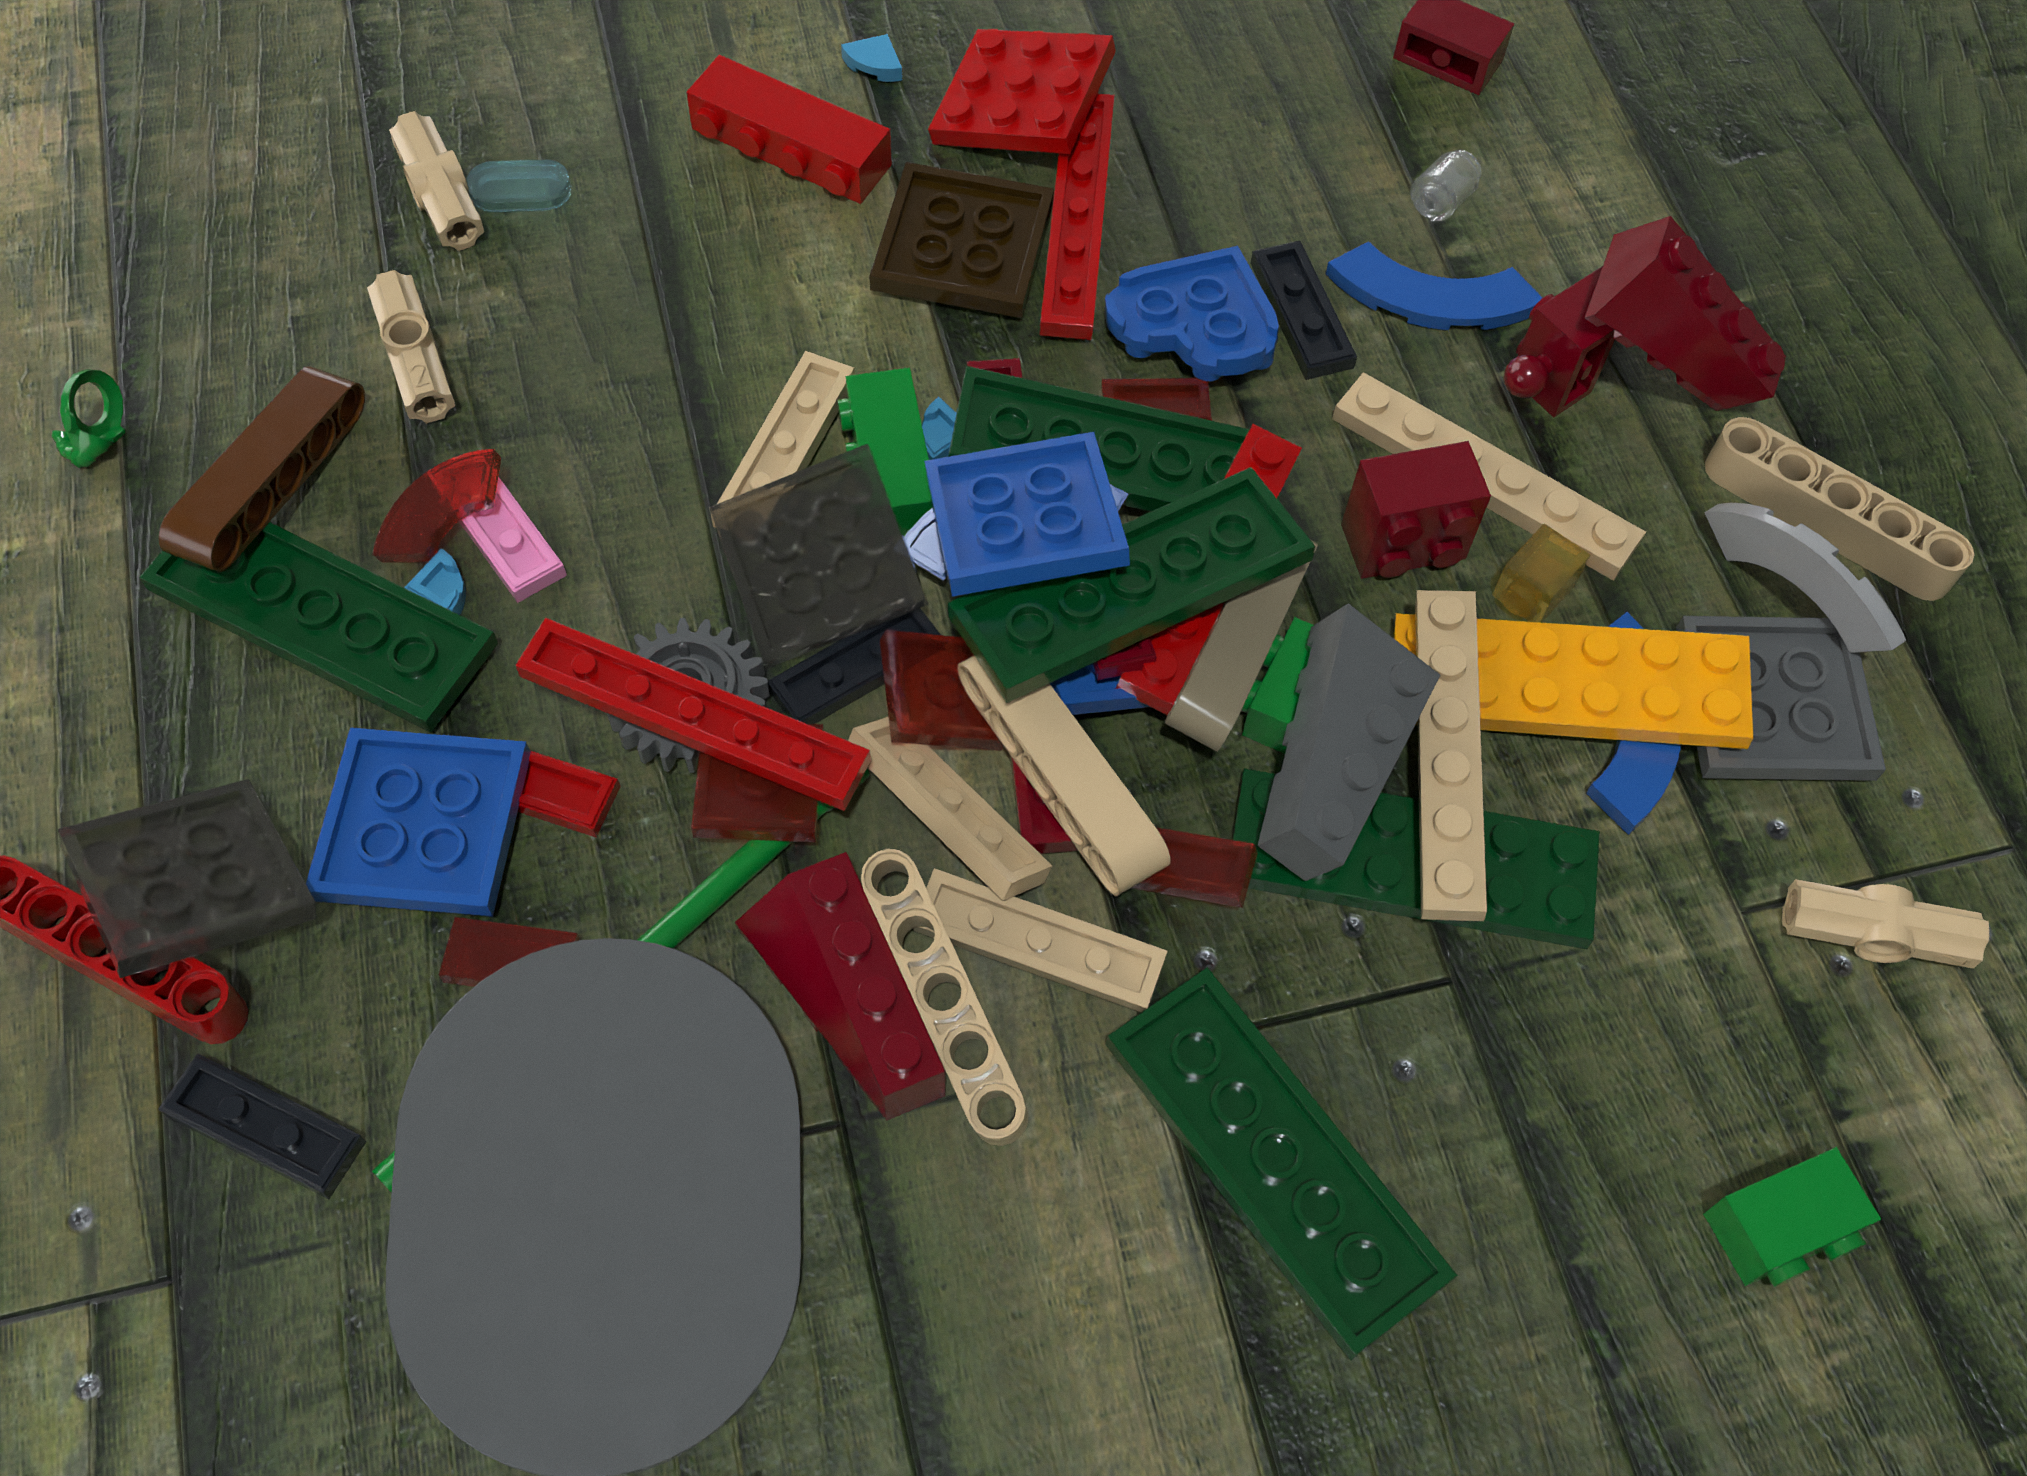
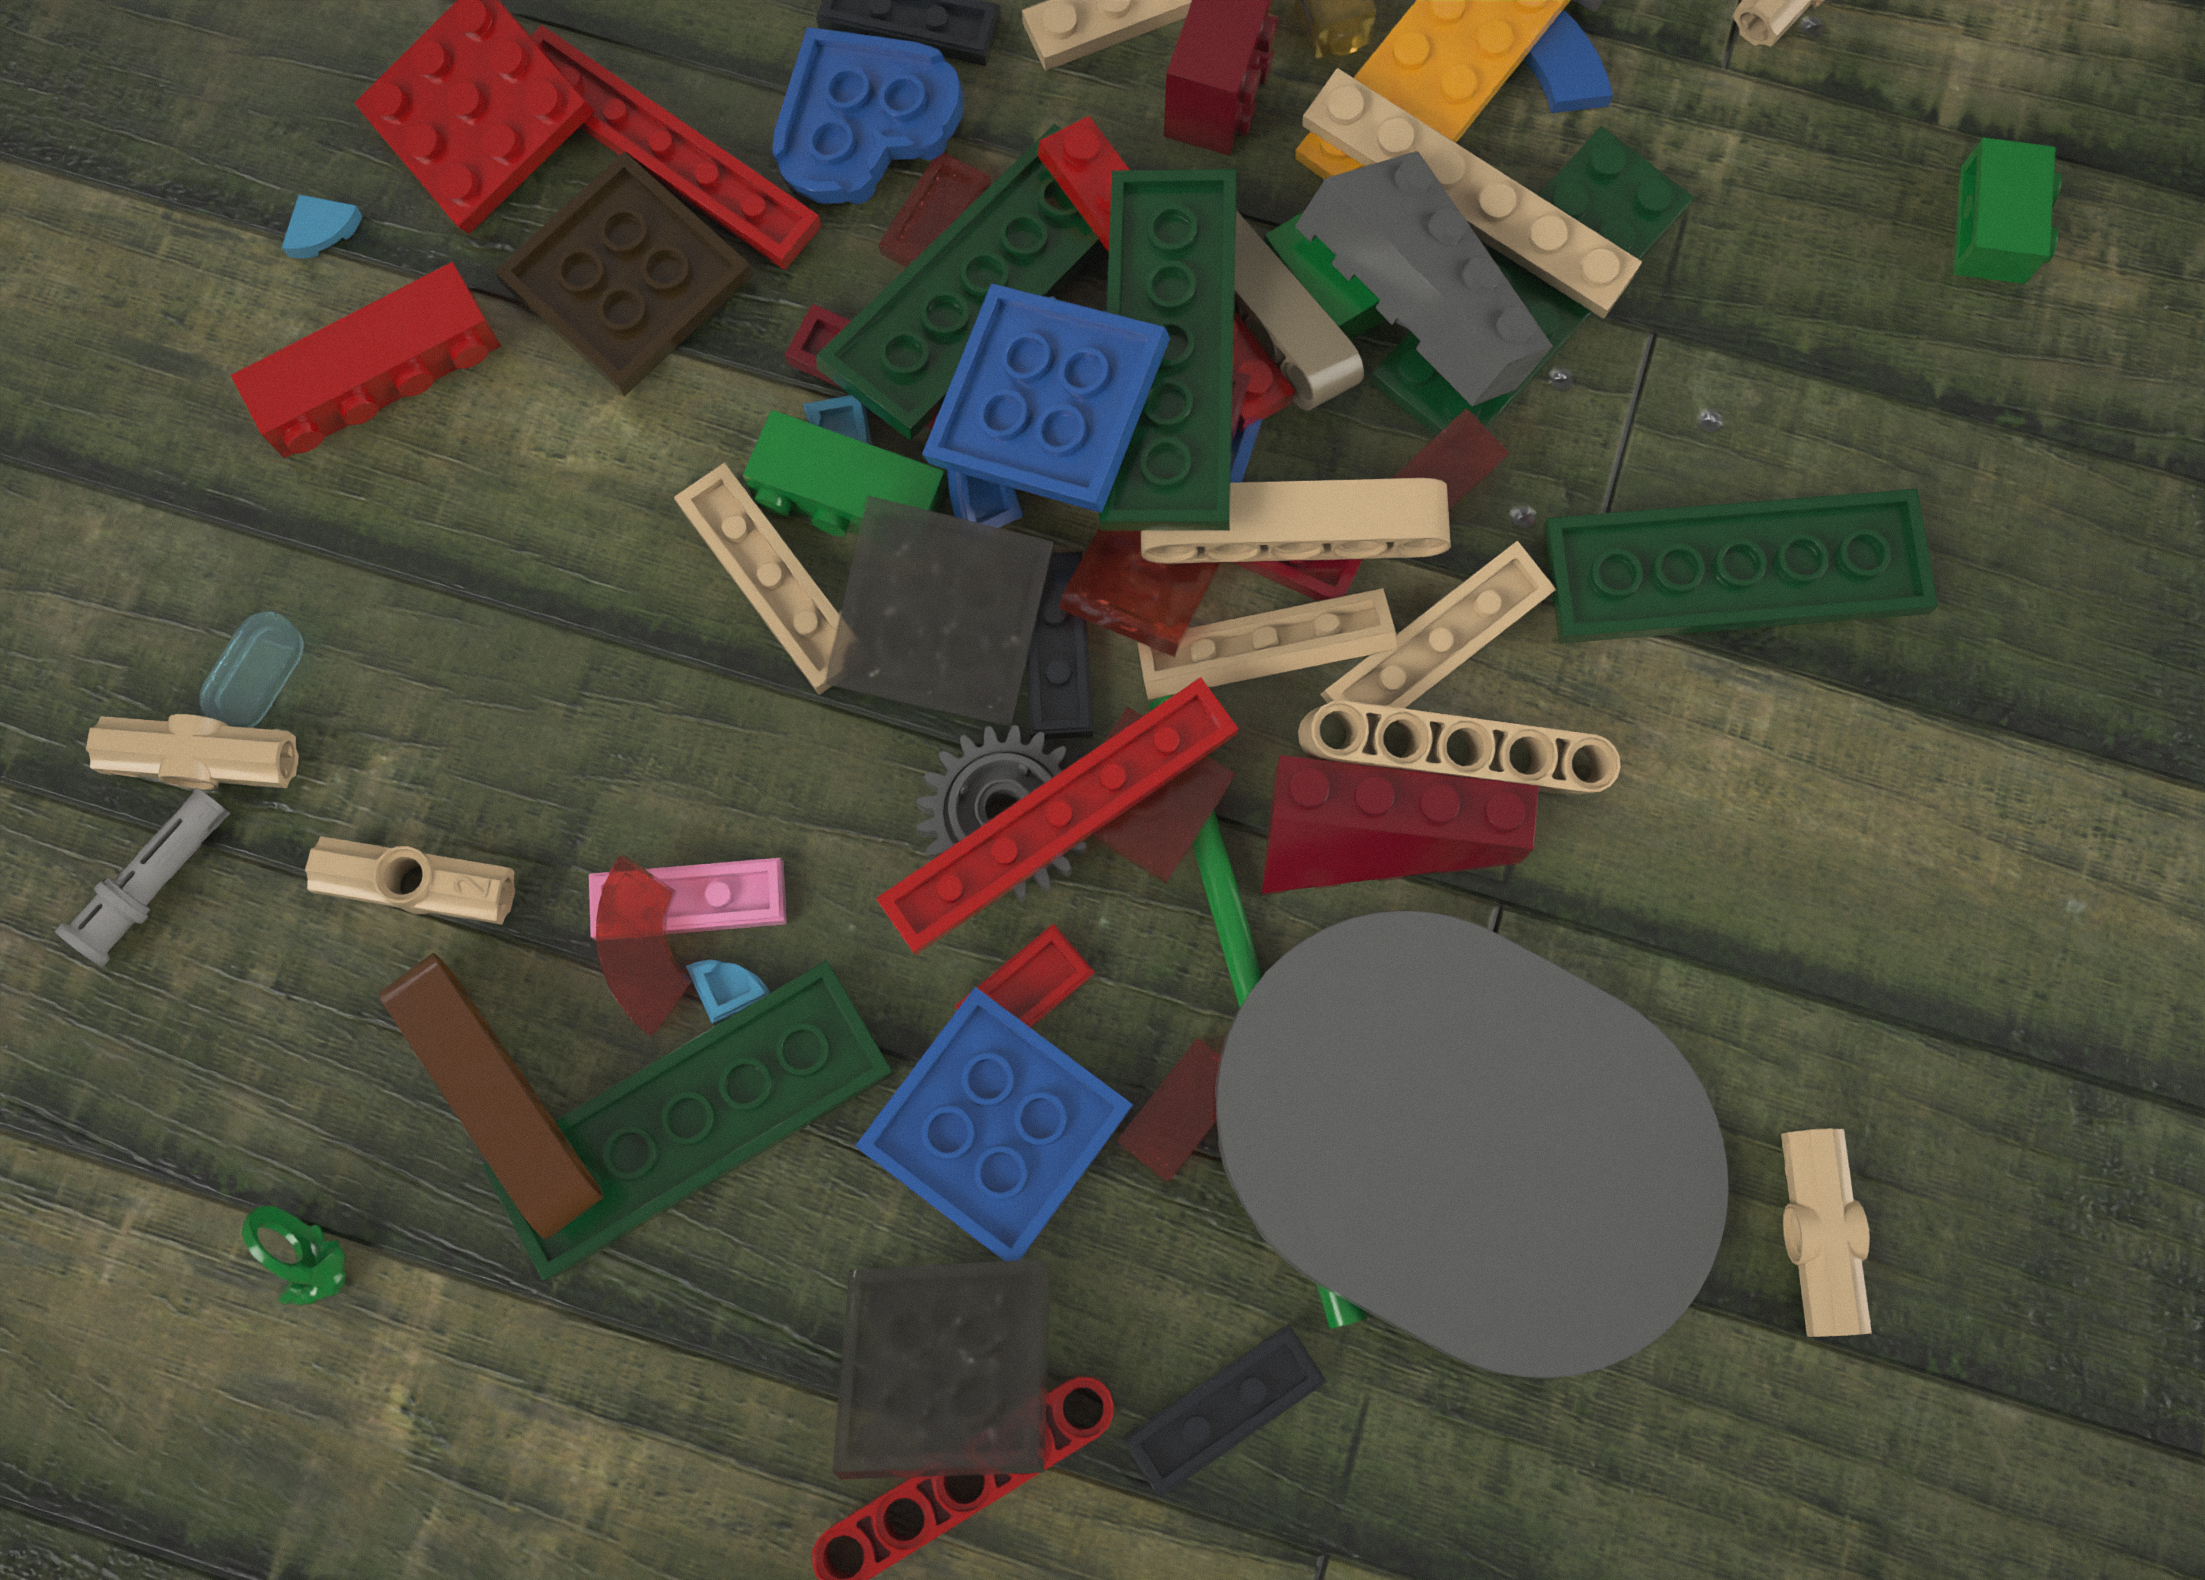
camera: 55 degrees left, 15 degrees up
(307, 198) = (125, 898): none -> light grey pin

